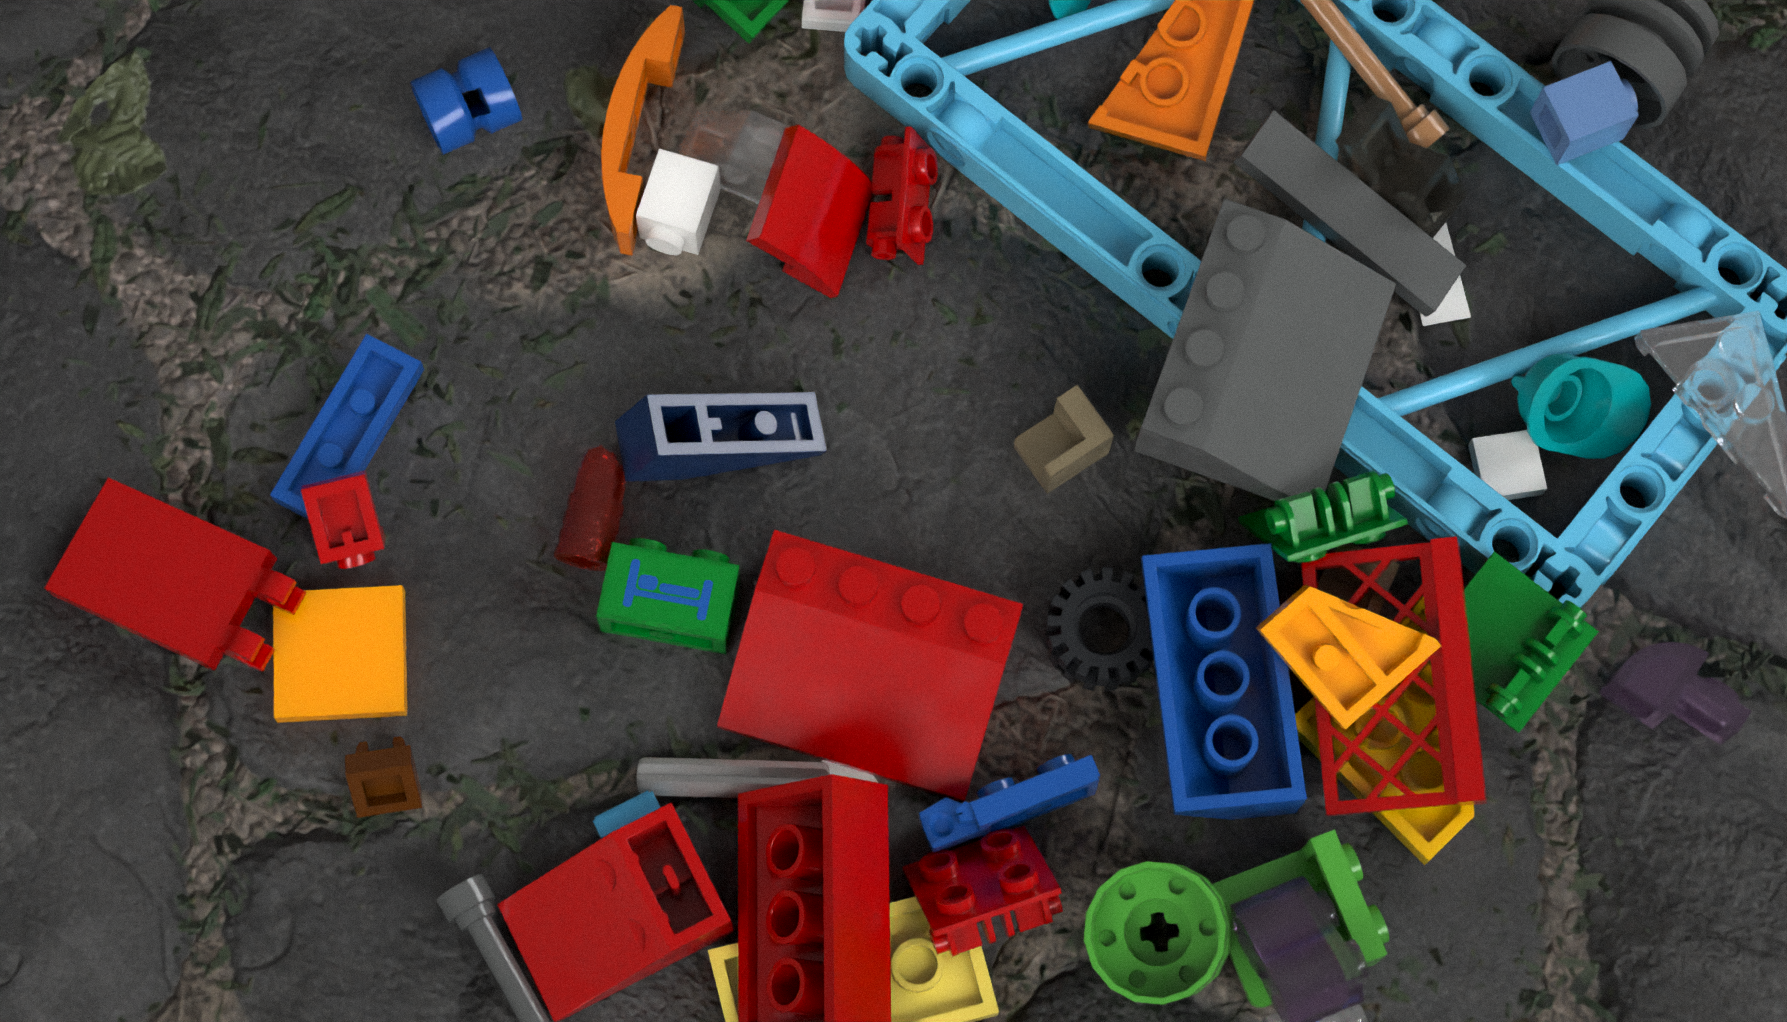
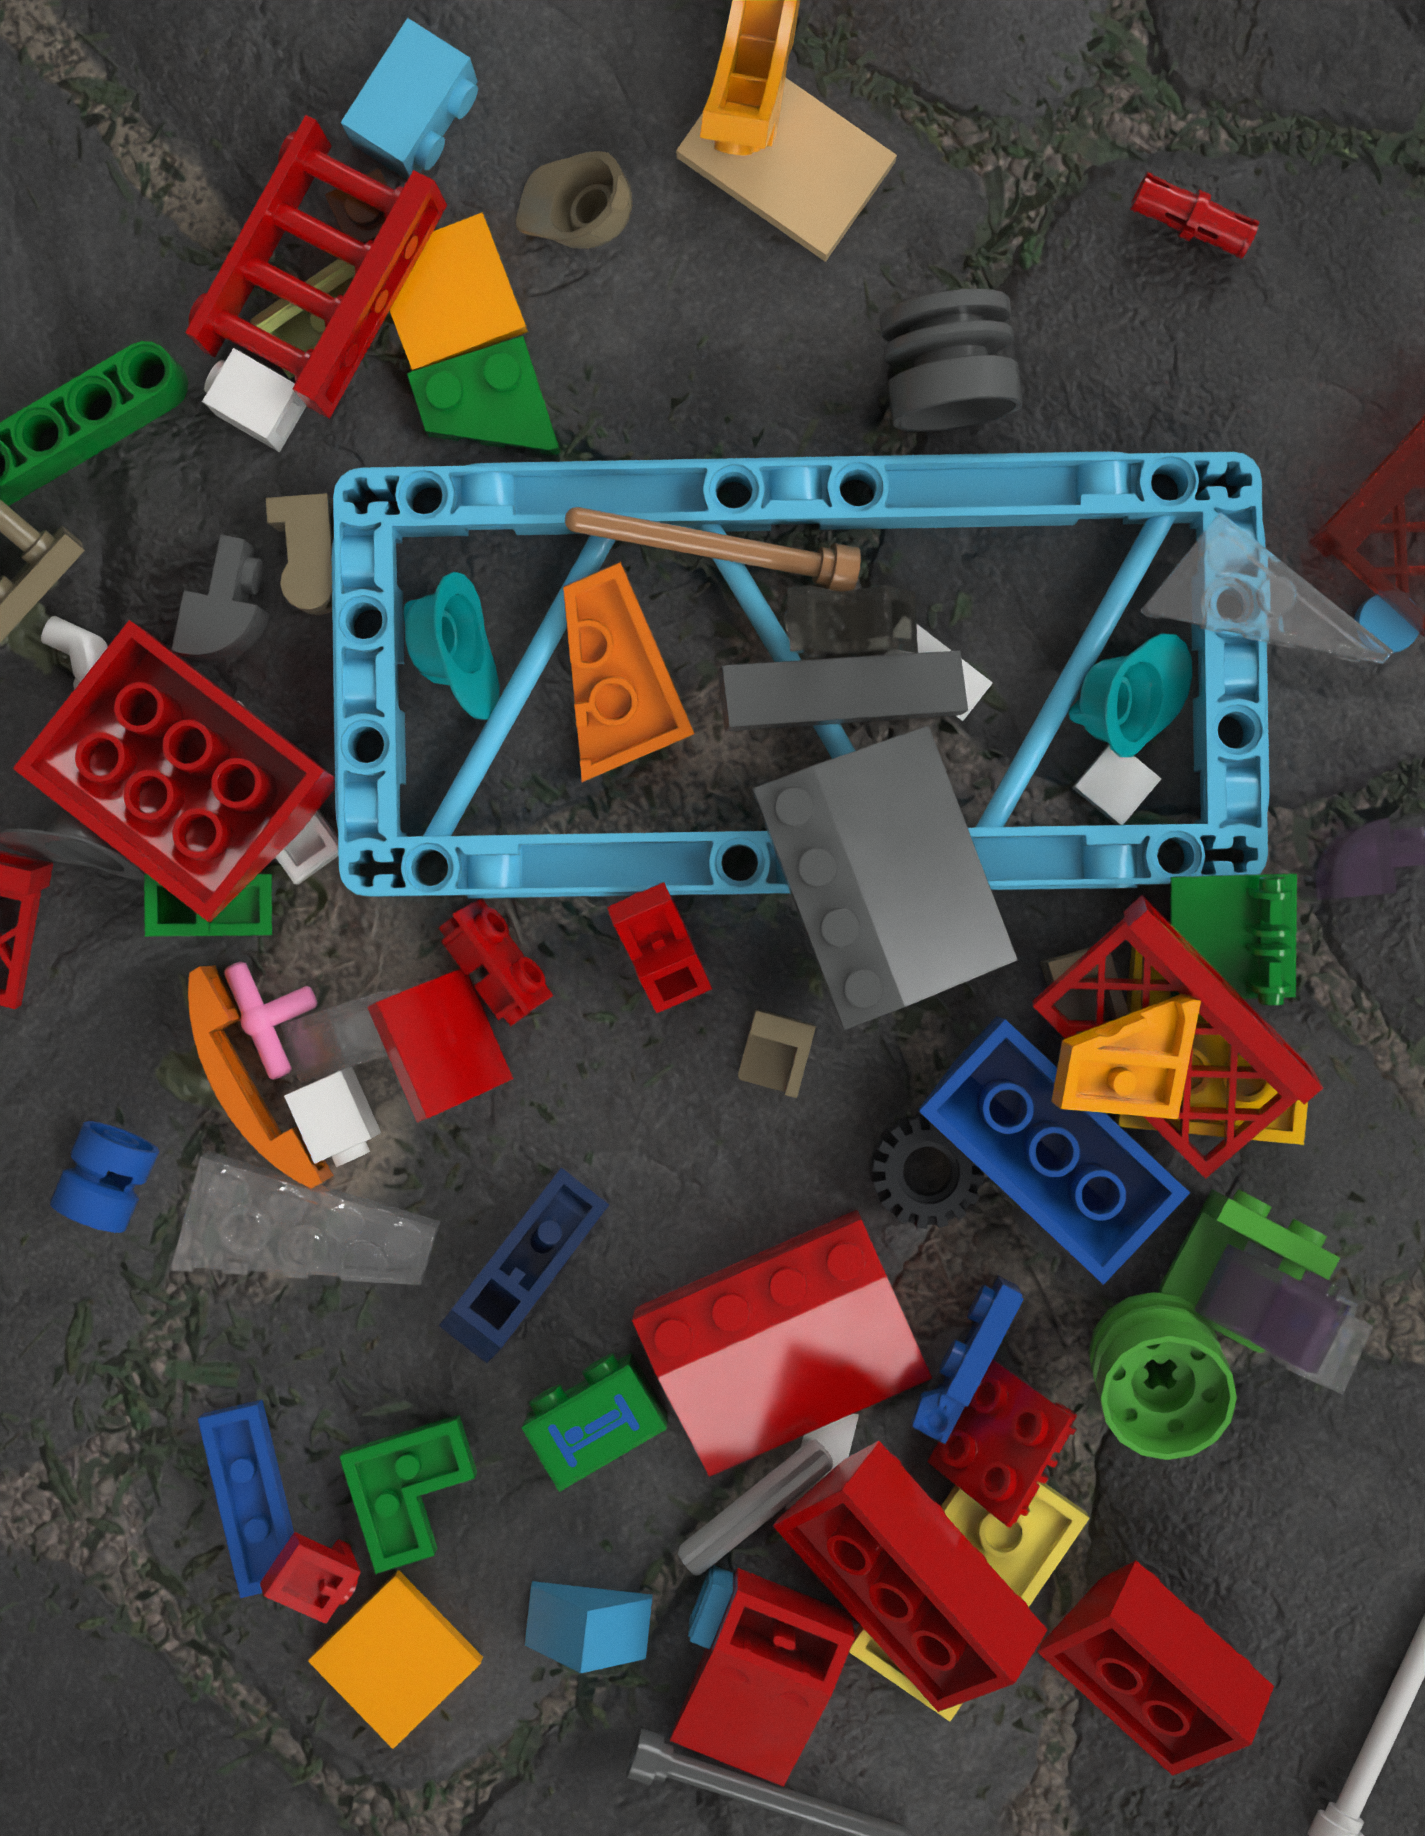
camera: 35 degrees left, 15 degrees up
(171, 578) = (227, 1715): red tile -> none
(383, 779) = (511, 1728): reddish brown tile -> none
(472, 507) = (388, 1485): none -> green plate
(518, 757) = (588, 1625): none -> dark azure slope
(564, 254) = (268, 1222): none -> clear wing
(593, 512) = (483, 1404): clear red hinge -> none
(686, 93) = (260, 1018): none -> bright pink piece
(1042, 281) = (659, 947): none -> red brick
(1314, 522) = (1045, 946): green hinge -> none
(1585, 112) = (962, 459): medium blue brick -> none

